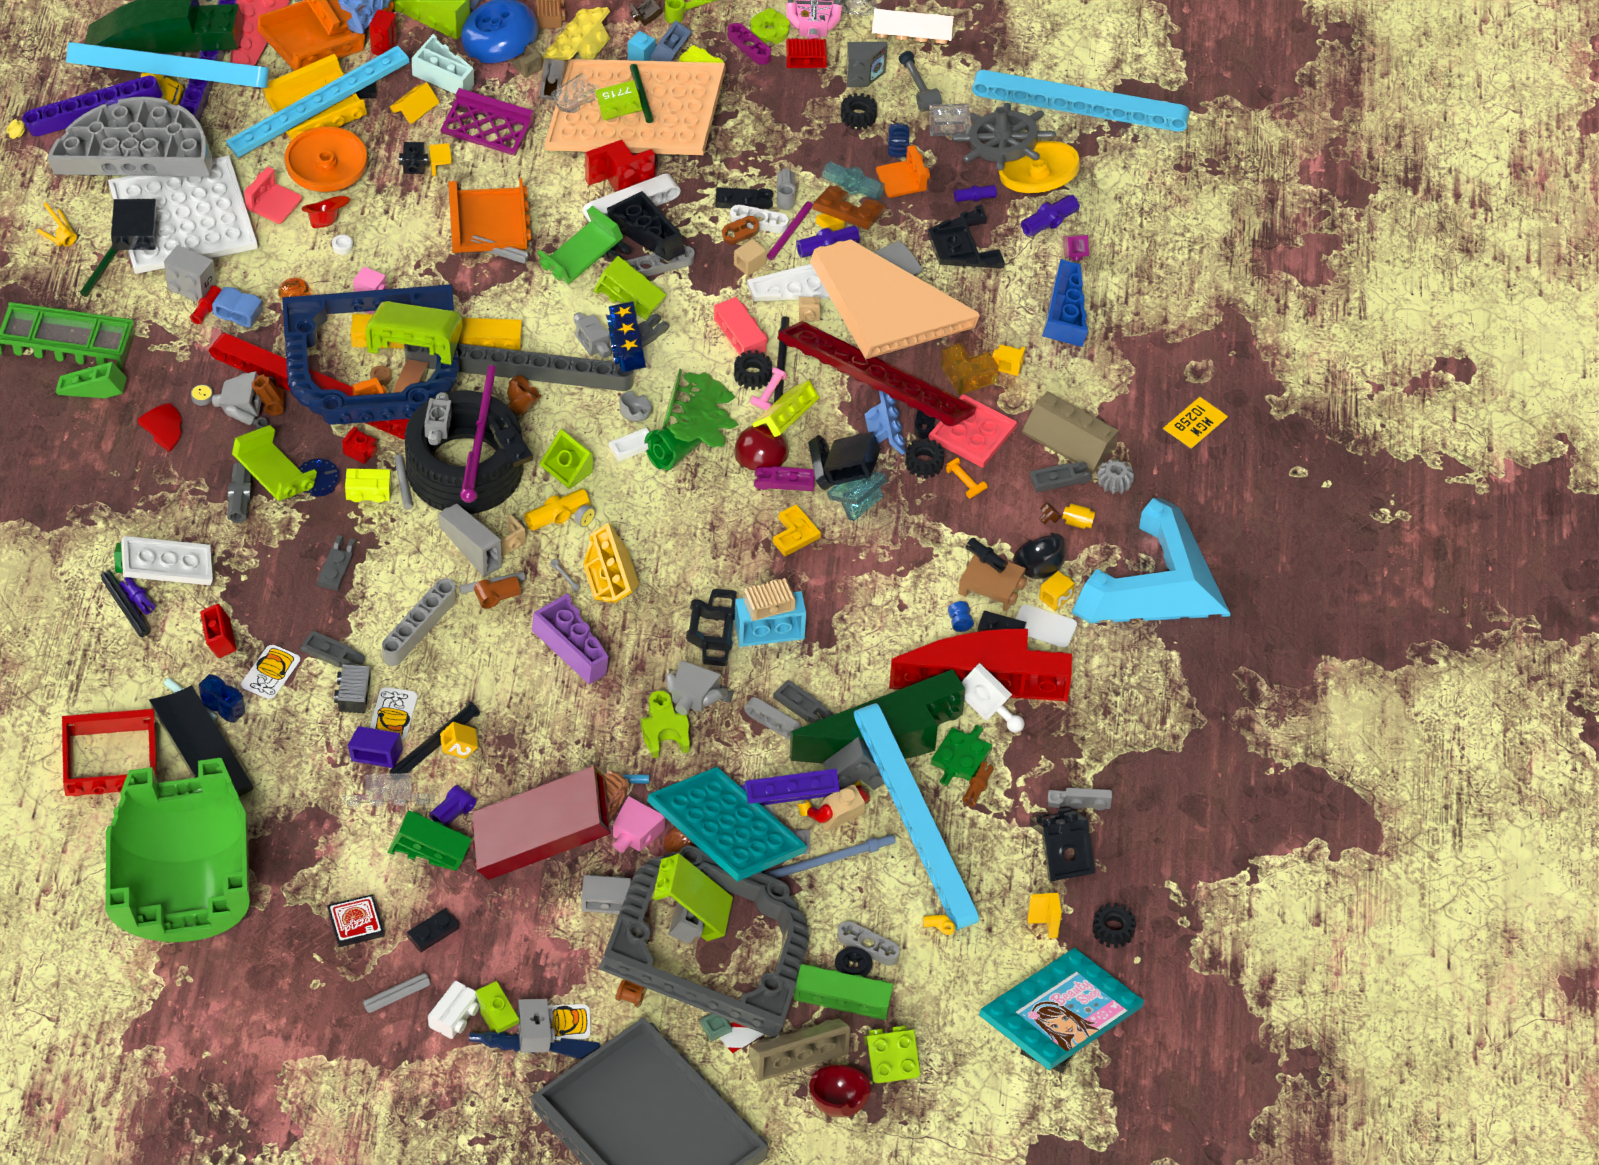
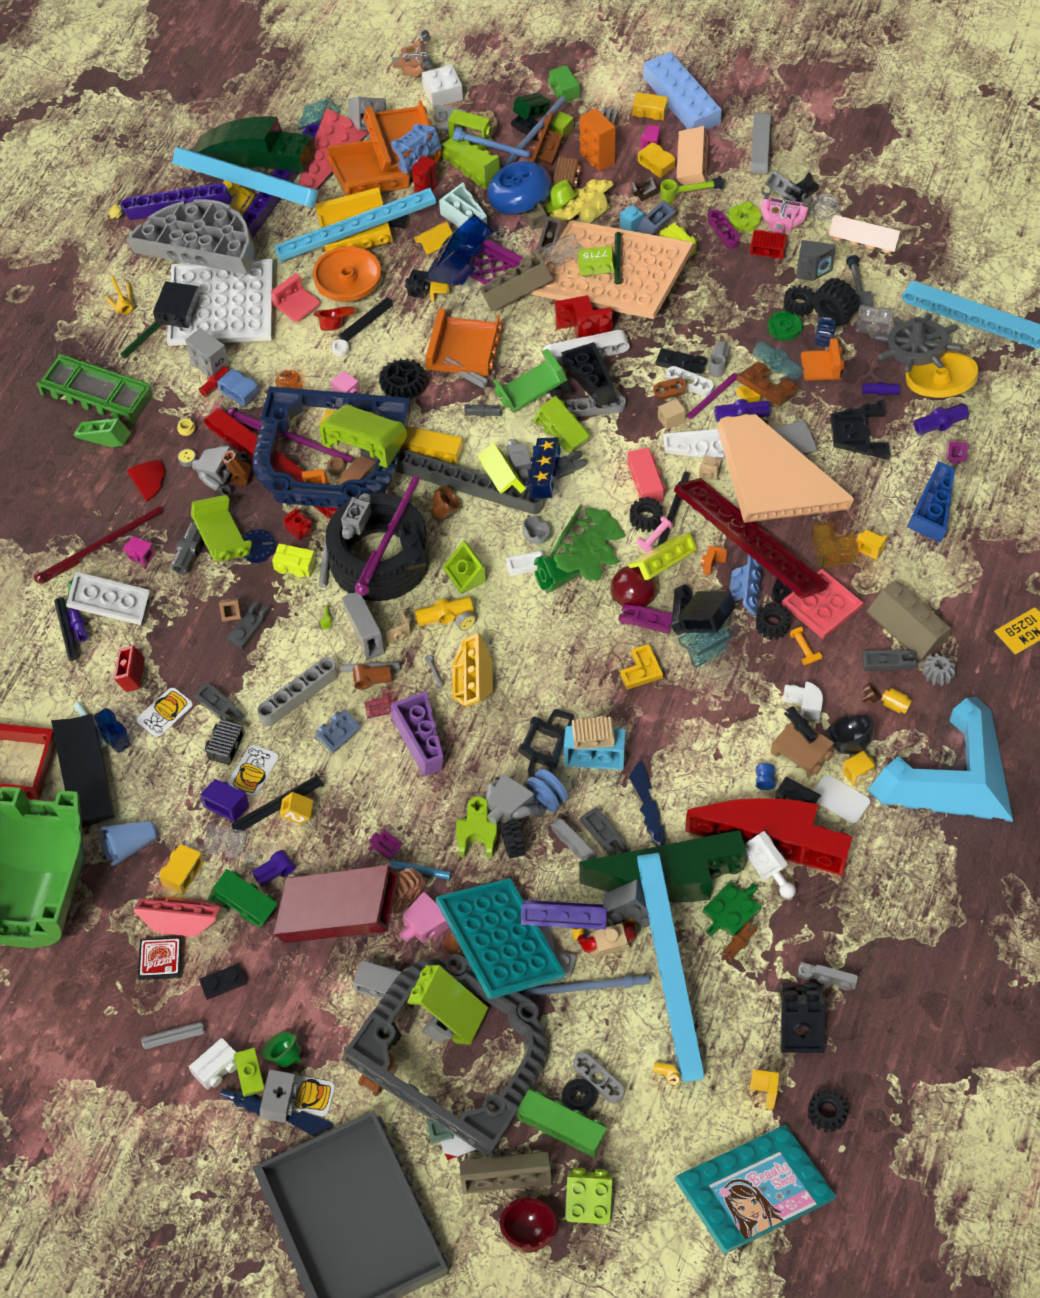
camera: 20 degrees right, 5 degrees up
(106, 529) = (73, 560): none -> dark red bar
(182, 504) = (139, 551): none -> dark pink brick
(189, 361) = (186, 427): none -> light yellow plate
(275, 808) = (126, 839): none -> light blue cone
(279, 346) = (256, 424): none -> magenta bar
(314, 548) = (230, 609): none -> medium nougat brick
(349, 826) = (181, 869): none -> yellow brick
(363, 207) = (366, 319): none -> black axle
(364, 873) = (176, 915): none -> coral wedge
(424, 265) = (402, 378): none -> black gear
(424, 545) = (325, 622): none -> lime hand
(448, 120) = (452, 260): none -> clear blue windscreen
(477, 655) = (338, 731): none -> sand blue bracket
(515, 622) = (378, 707): none -> clear pink bracket
(525, 980) = (282, 1049): none -> green piece
(531, 138) = (516, 282): none -> dark tan wedge
(532, 287) = (482, 410): none -> dark grey pin
(550, 33) = (560, 195): none -> lime piece
(567, 758) = (385, 844): none -> magenta bracket
(576, 346) = (500, 469): none -> neon yellow panel
(708, 726) = (512, 839): none -> black tyre
(735, 669) = (547, 790): none -> medium blue wheel
(842, 398) = (713, 554): none -> orange bracket
(844, 672) = (649, 809): none -> dark blue sword
(849, 141) = (784, 326): none -> green tile
(902, 103) = (836, 300): none -> black tyre
(985, 529) = (808, 697): none -> white brick

